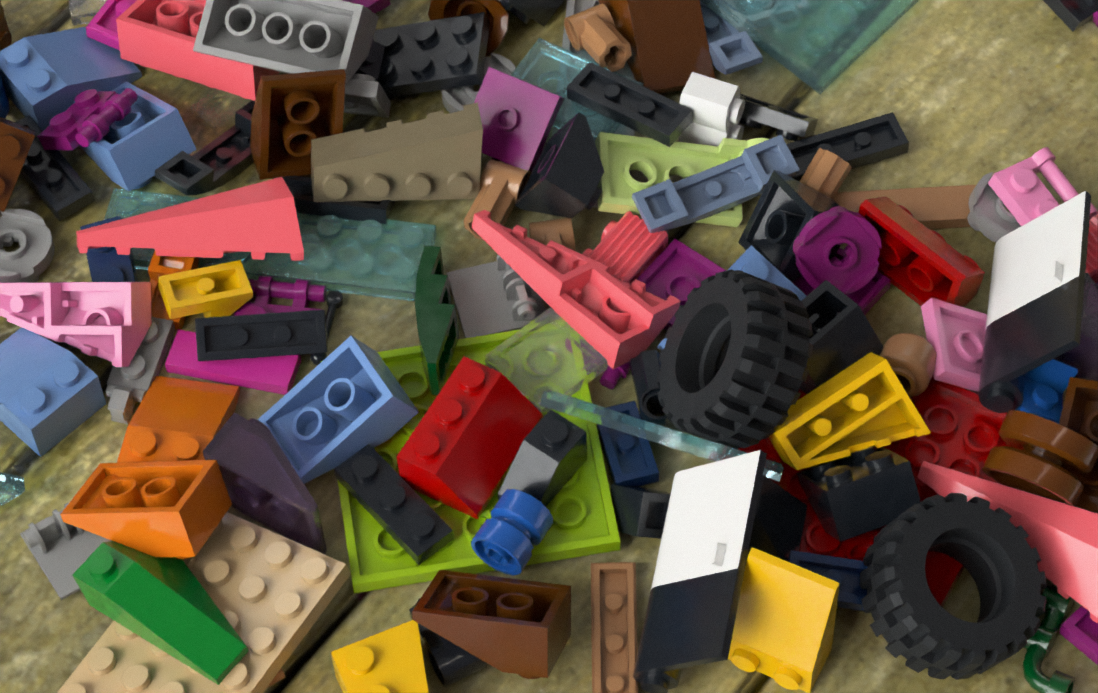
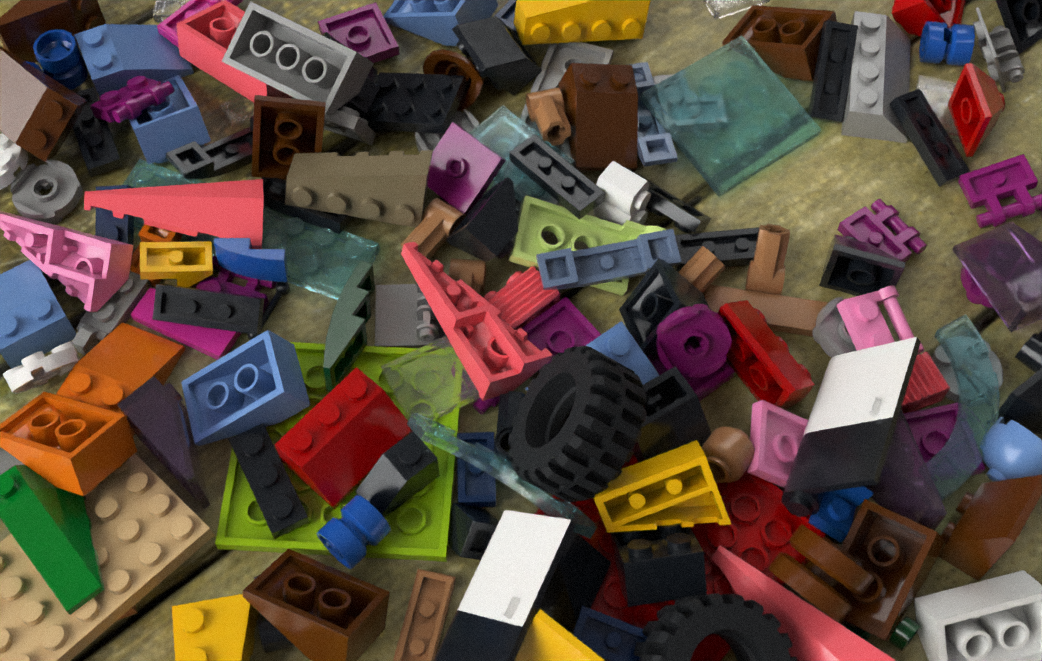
camera: 10 degrees right, 5 degrees up
(88, 437) = (39, 368): none -> white plate
(307, 273) = (261, 264): none -> blue slope
(898, 160) = (767, 268): none -> medium nougat piece
(1002, 137) = (859, 267): none -> black slope
(1016, 107) = (873, 230): none -> magenta plate

